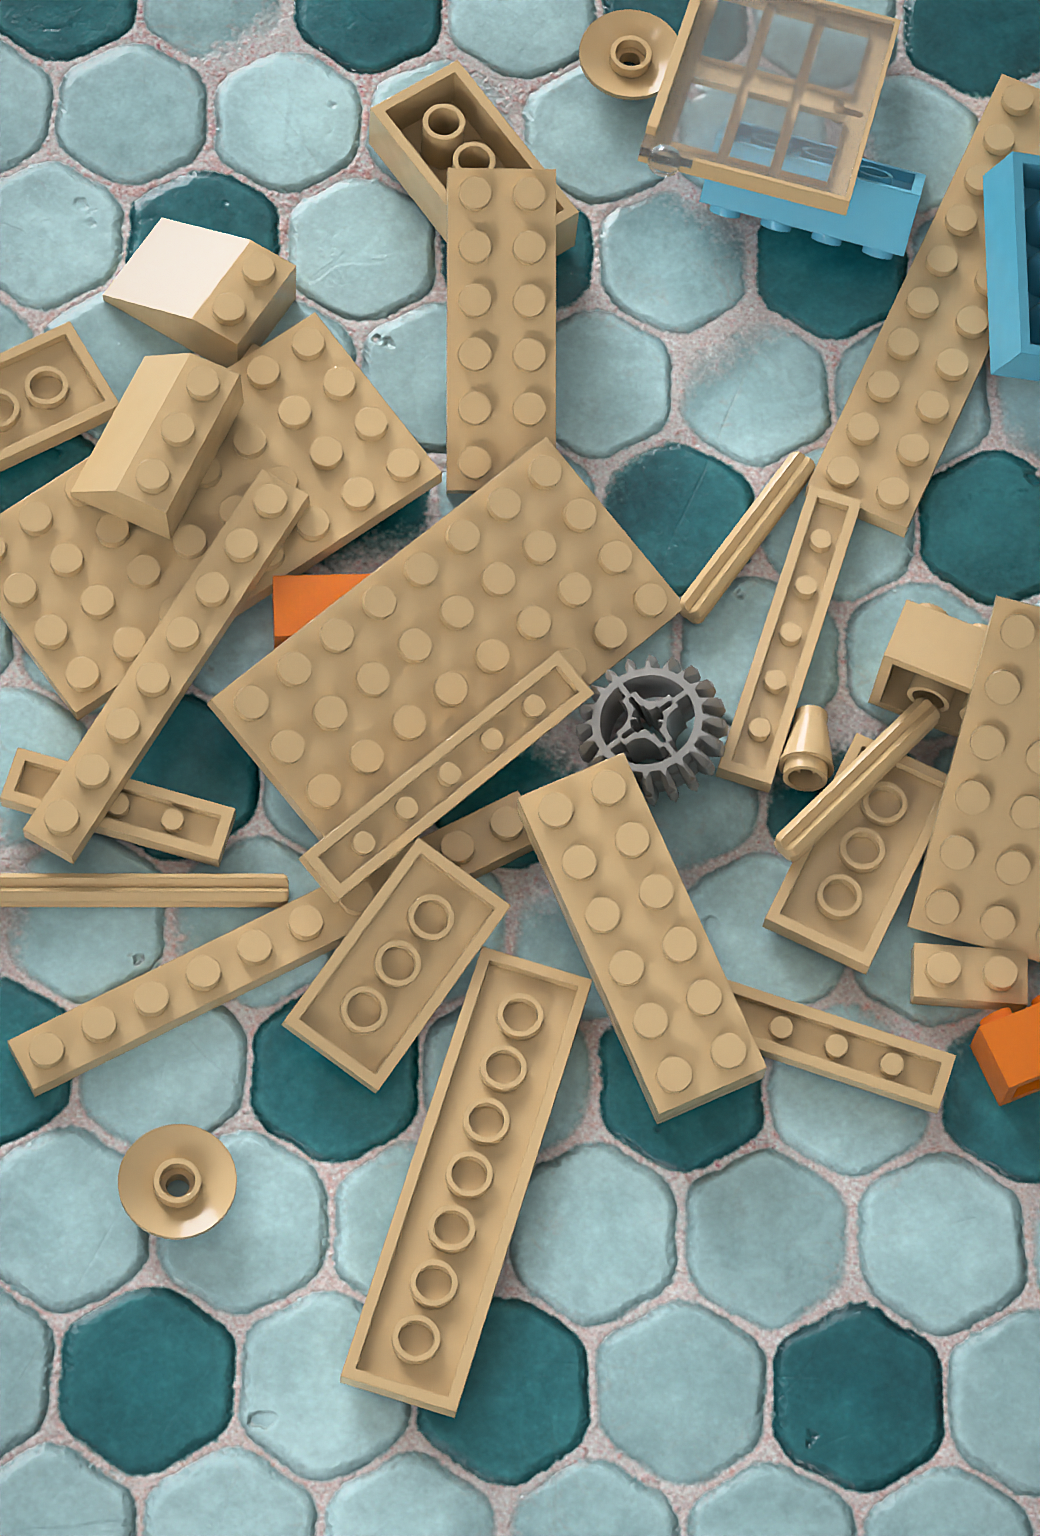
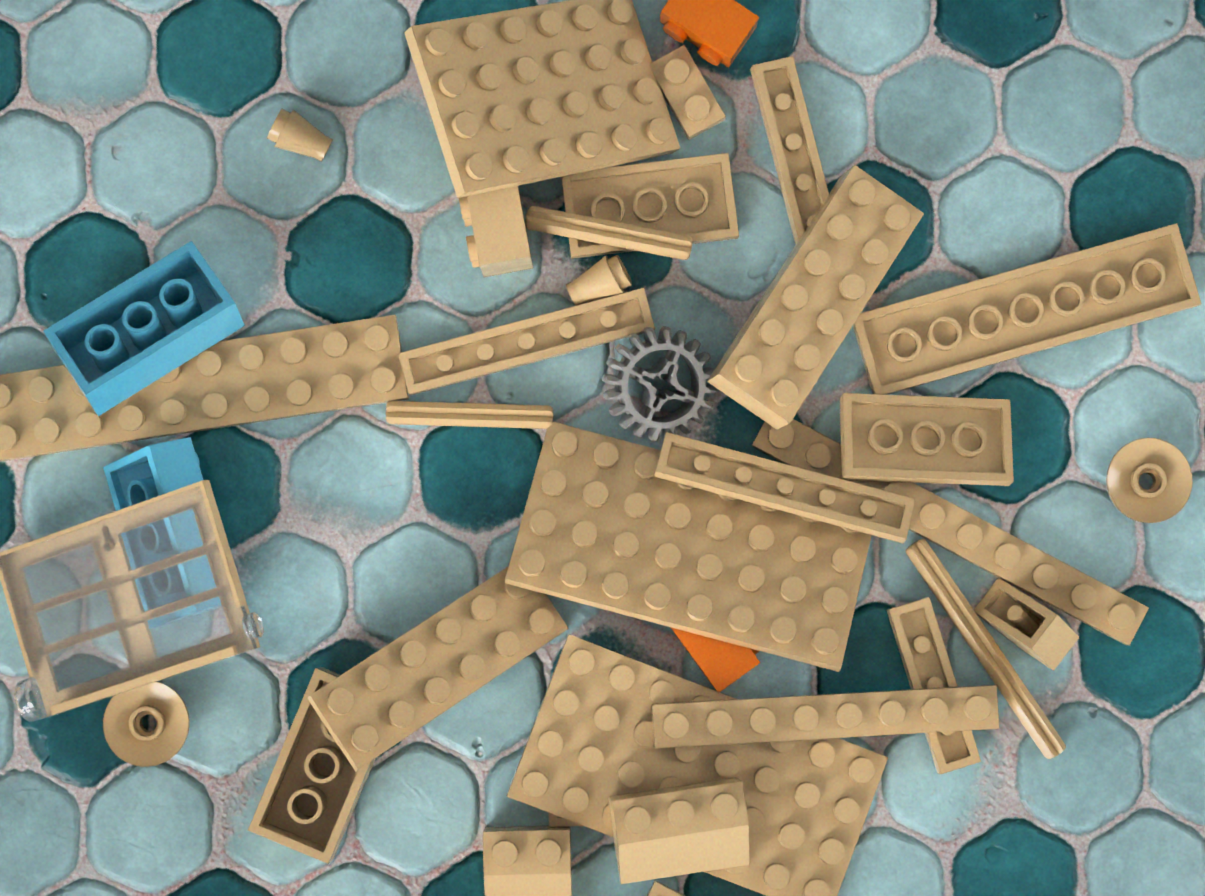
camera: 115 degrees left, 20 degrees up
(110, 943) = (1027, 623): none -> tan slope

